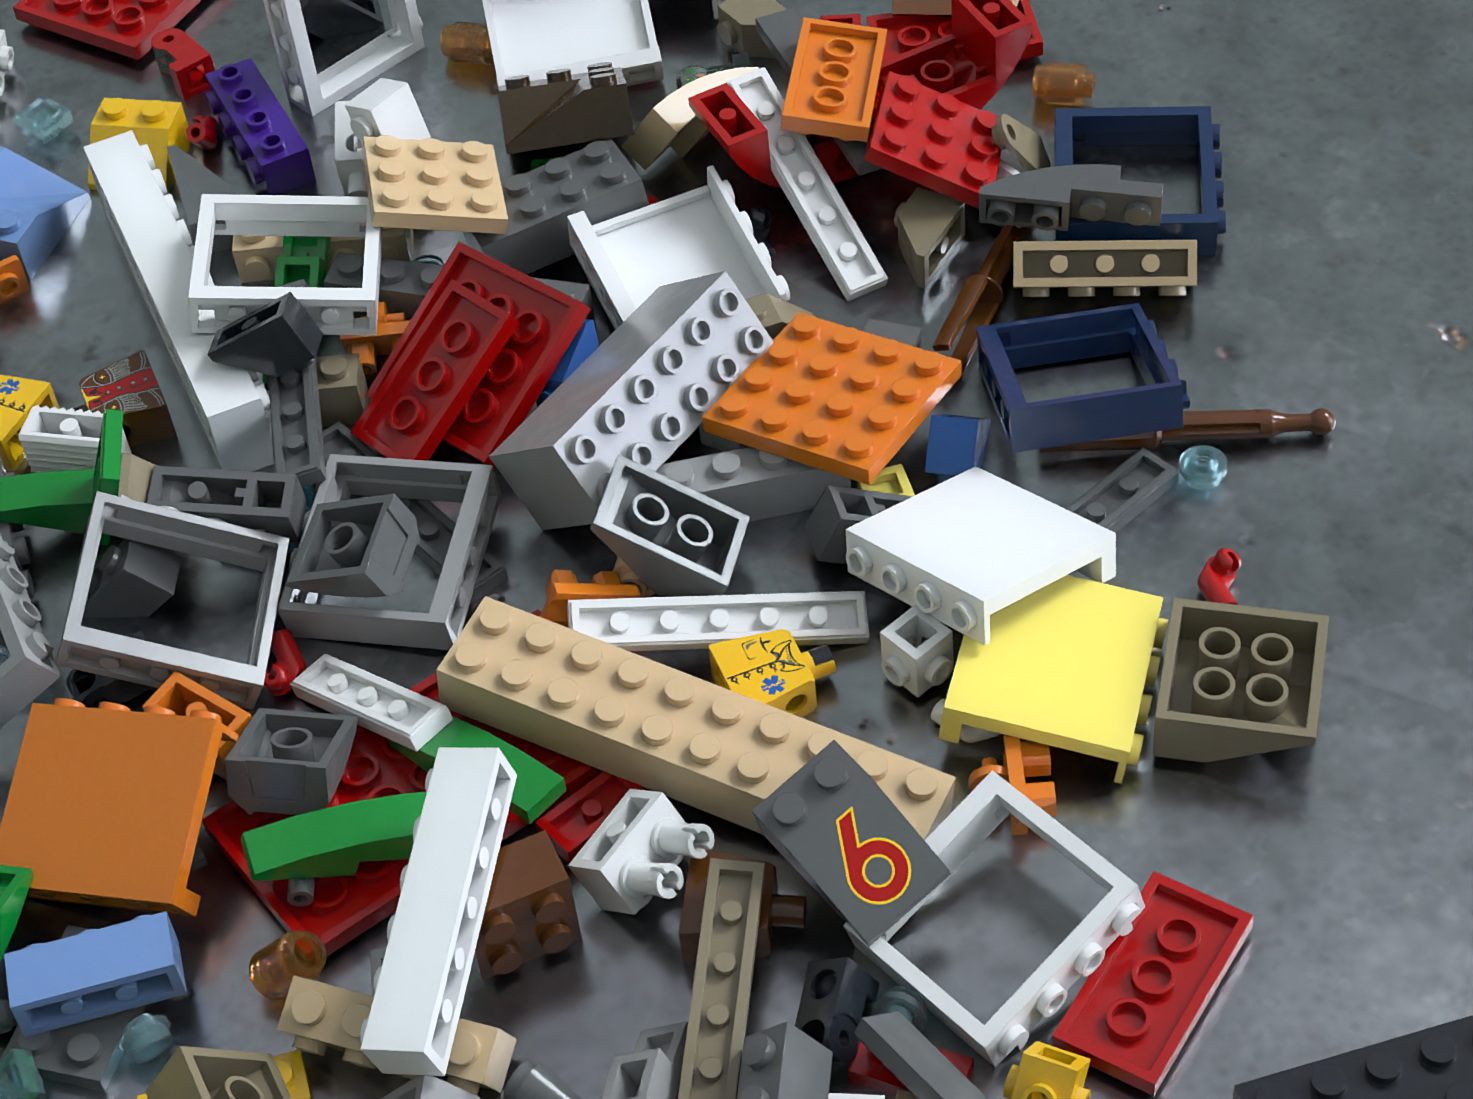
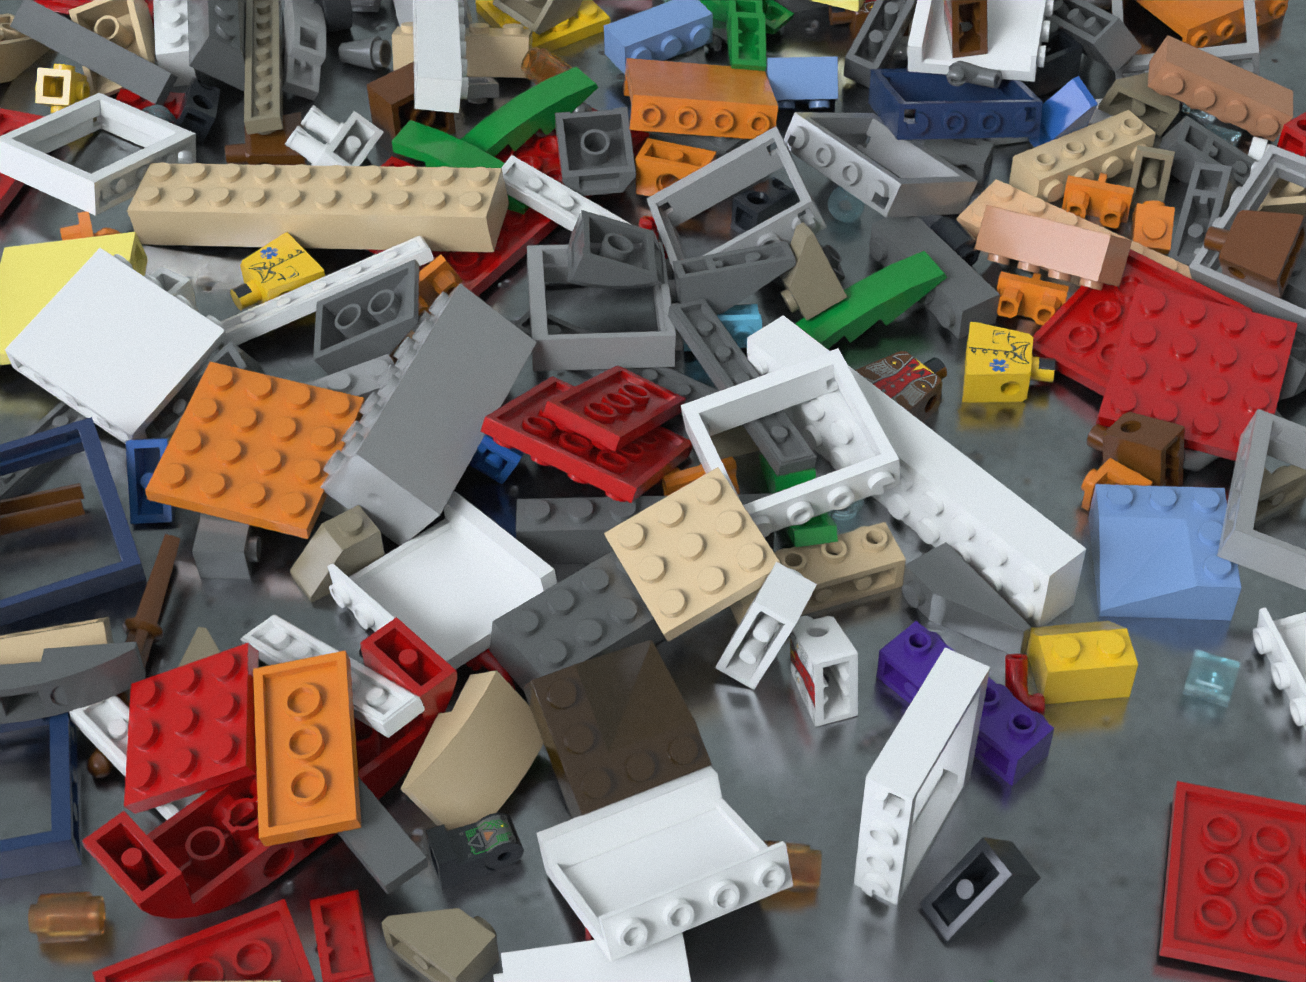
camera: 160 degrees right, 0 degrees up
(62, 439) = (916, 332): white brick -> none
(108, 458) = (837, 258): green tile -> none
(183, 60) = (1112, 783): red leg -> none
(269, 339) = (755, 355): black slope -> none
(850, 842) = (198, 139): dark grey slope -> none
(1021, 142) = (102, 788): dark tan piece -> none

